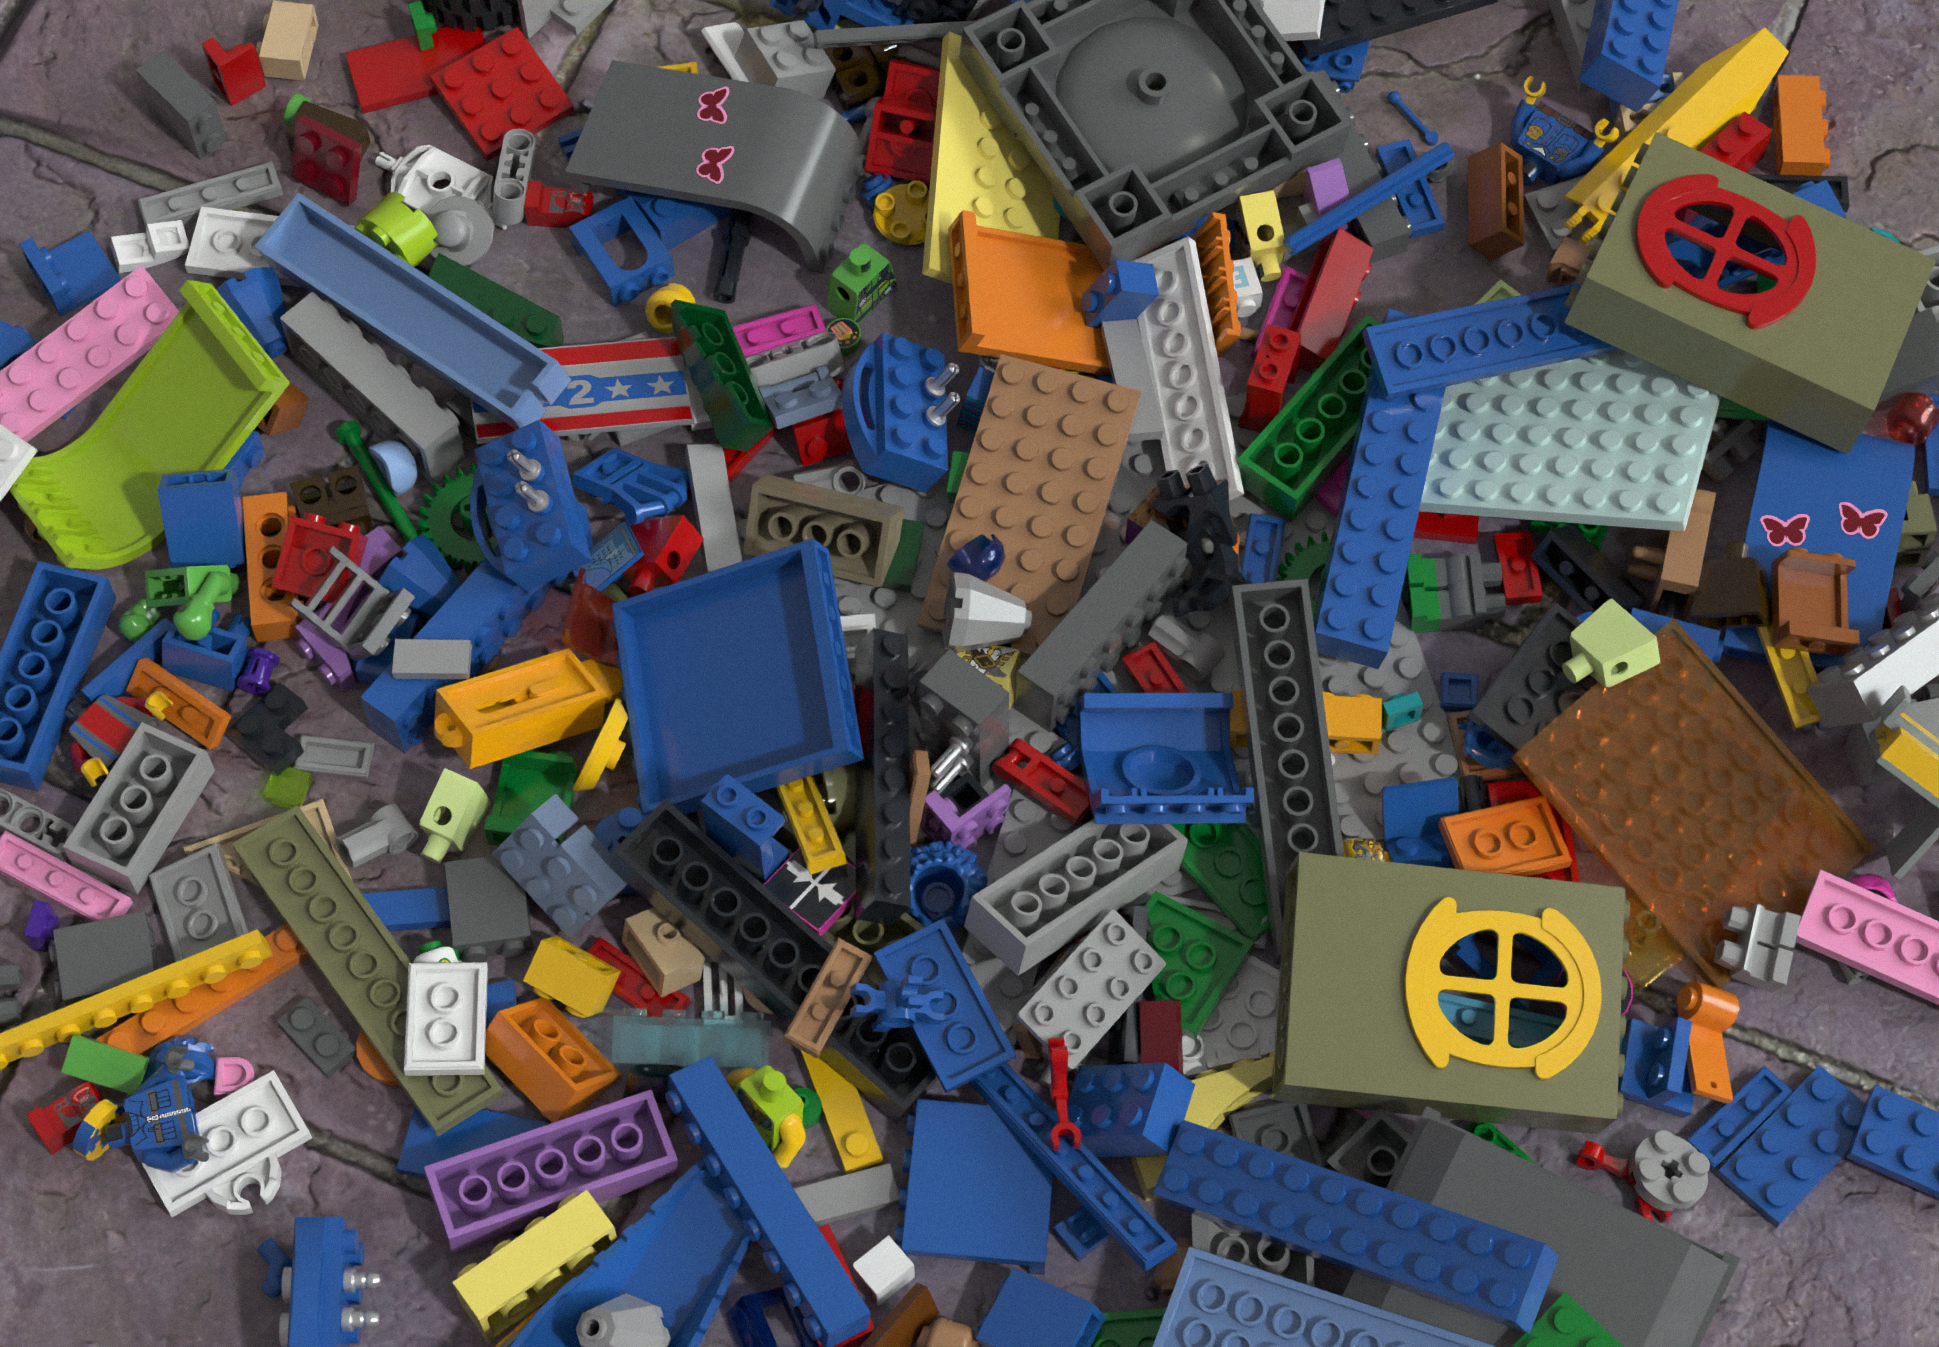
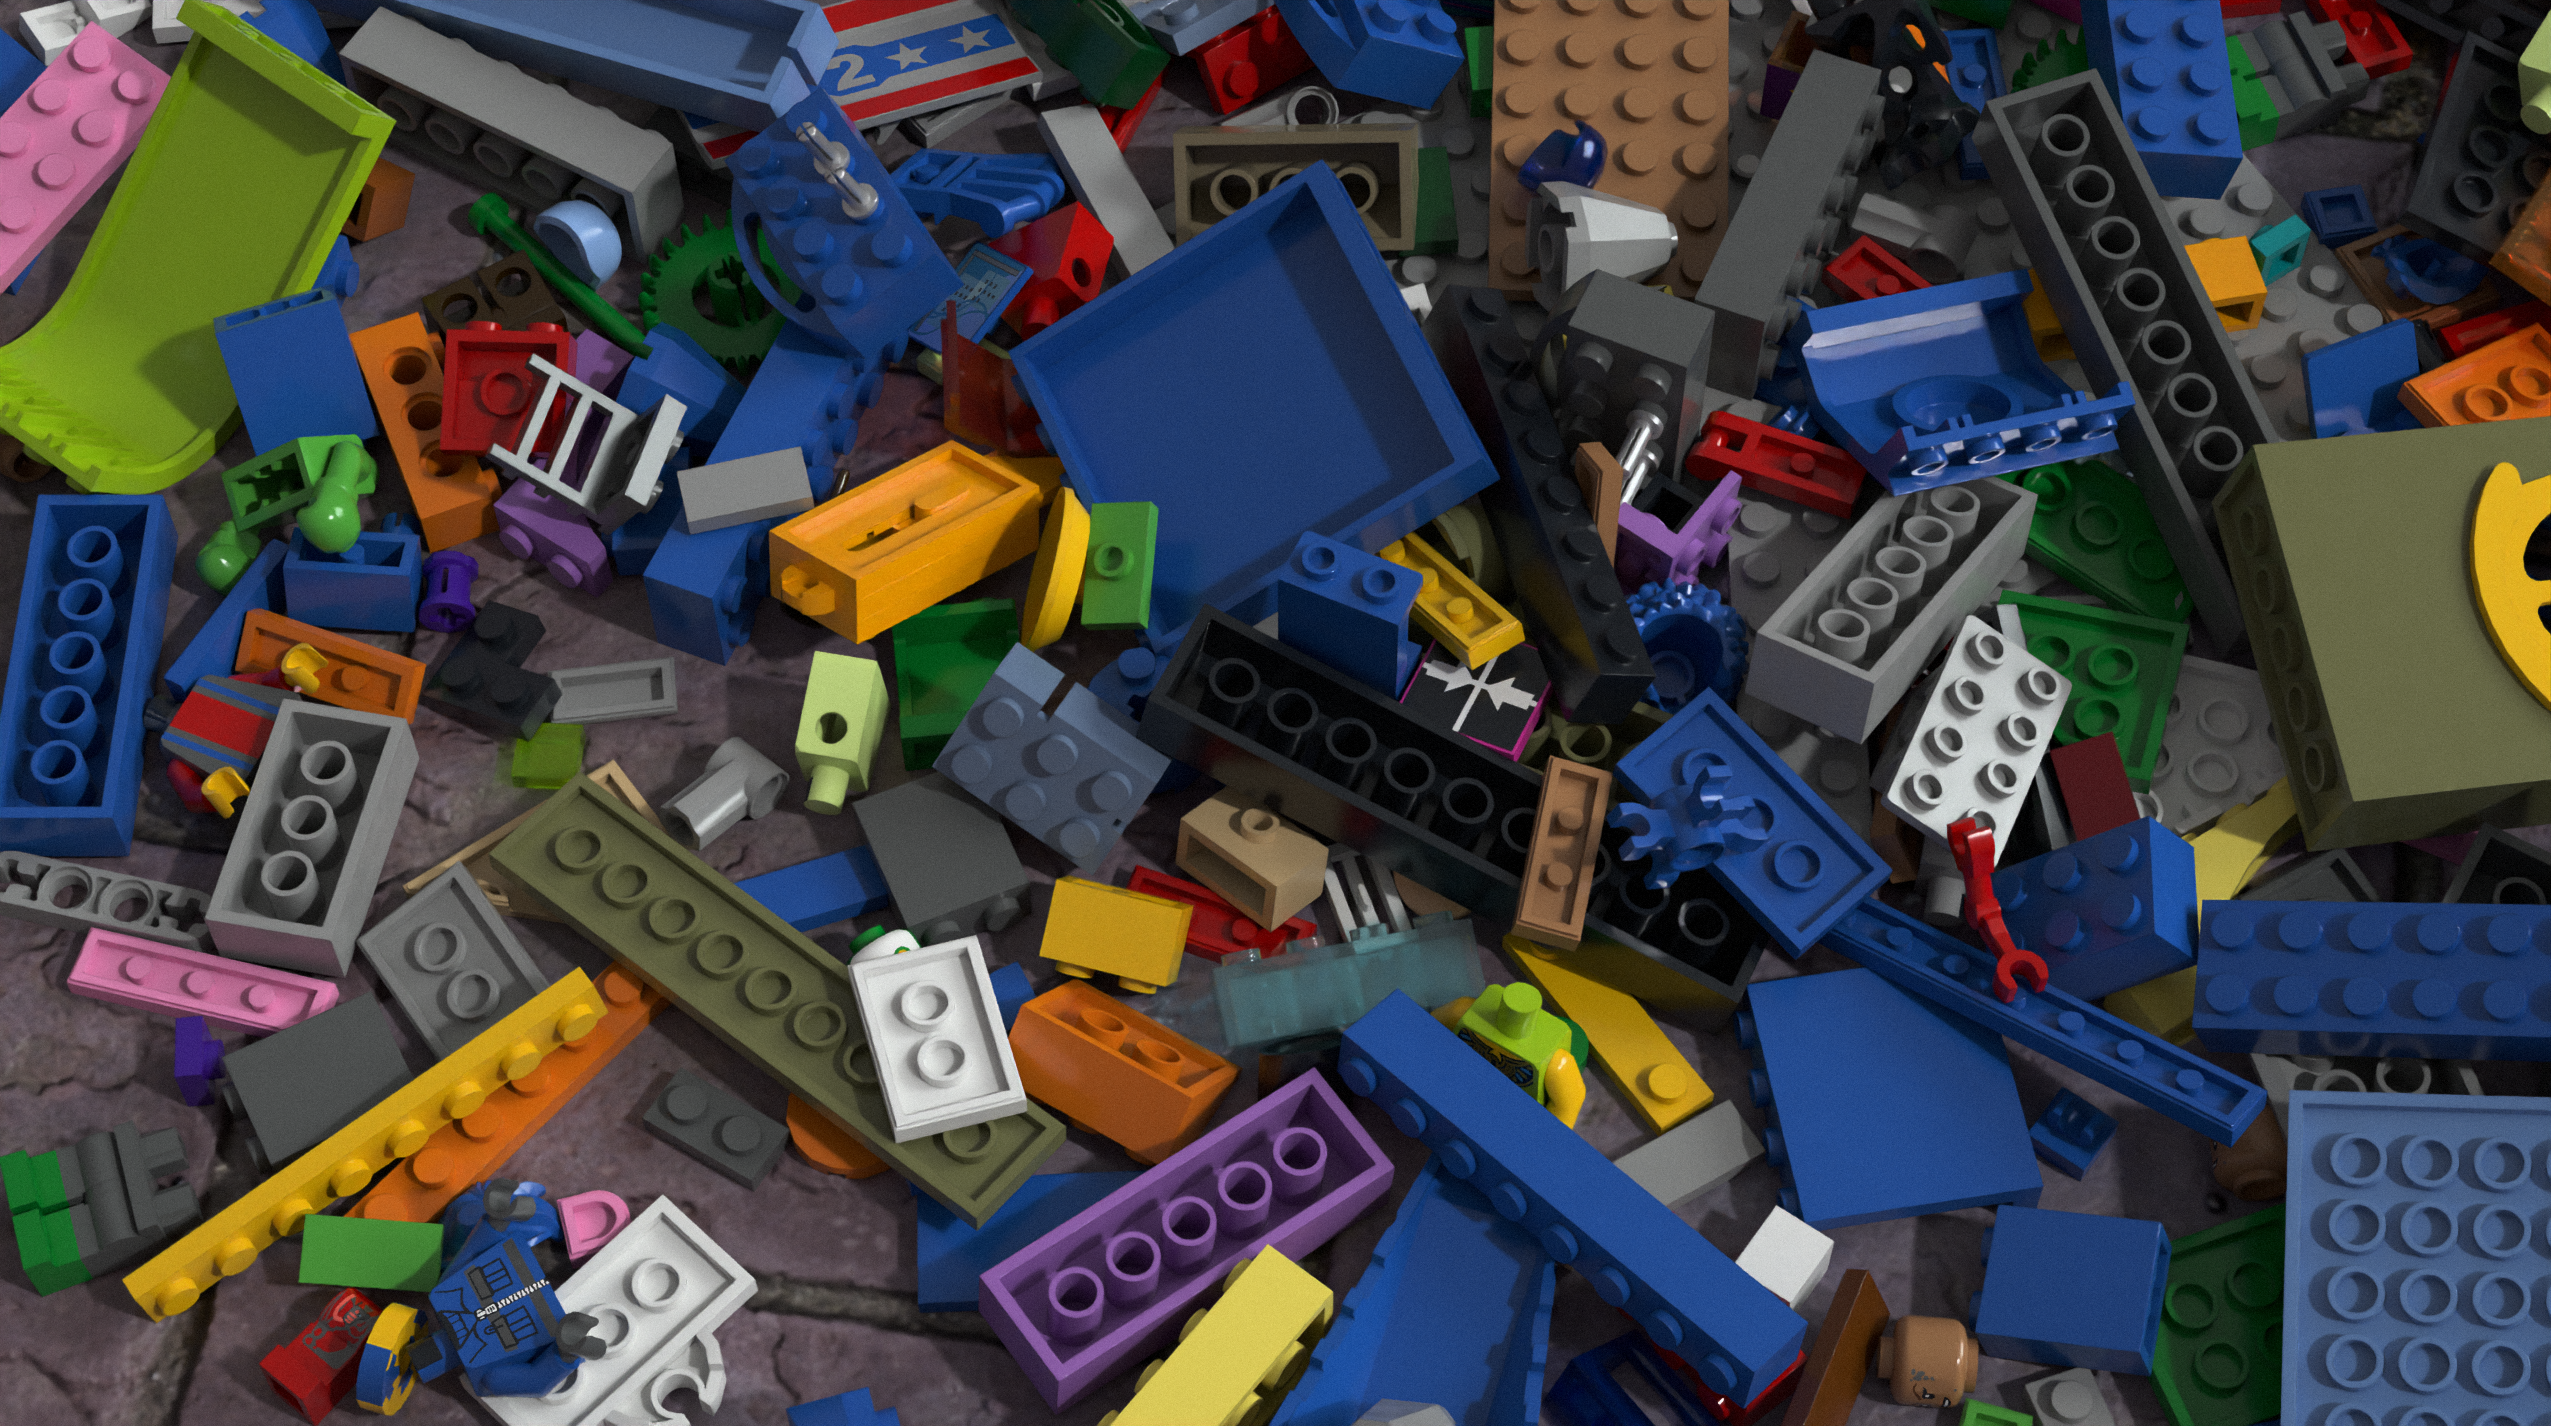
camera: 15 degrees left, 5 degrees down
(635, 755) = (1119, 566): none -> bright green plate

